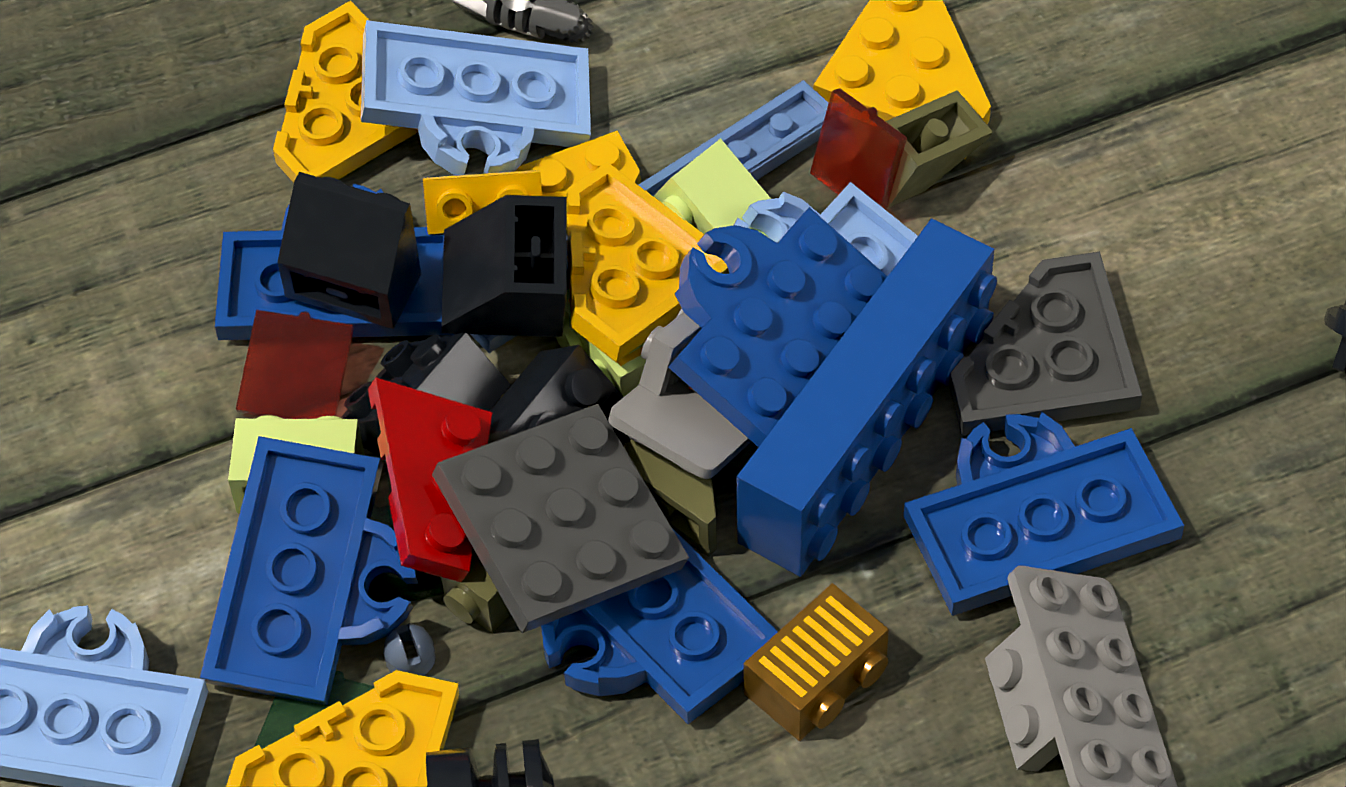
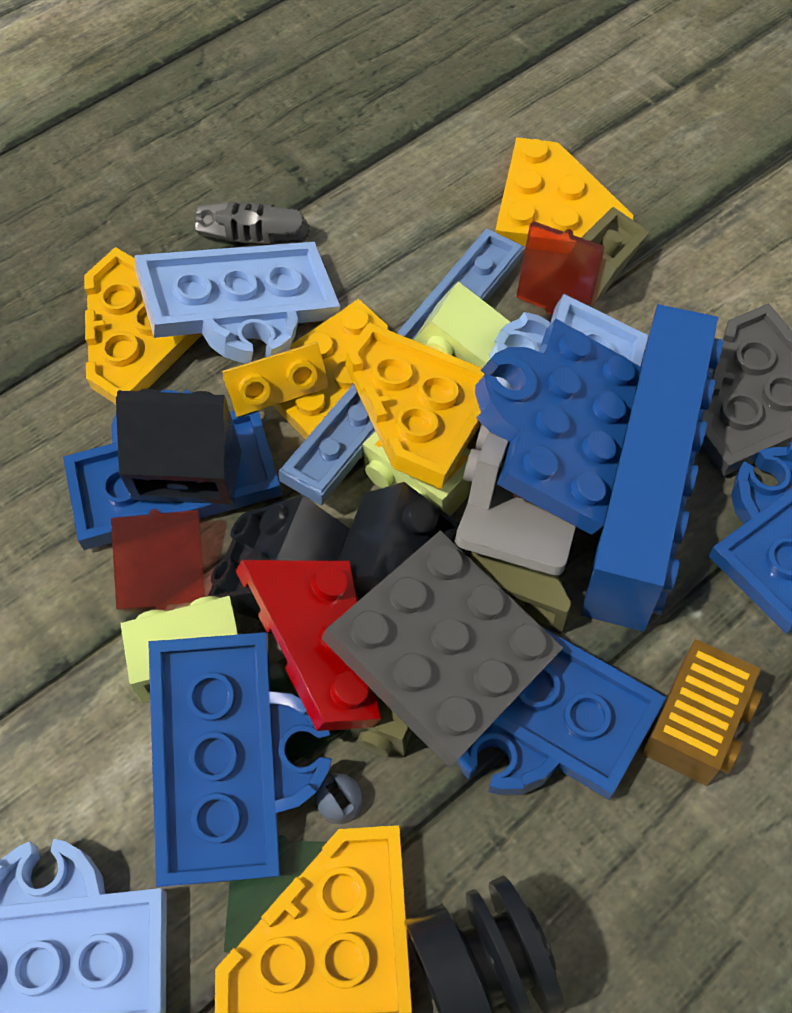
camera: 15 degrees left, 5 degrees up
(507, 269) = (322, 431): black slope -> none

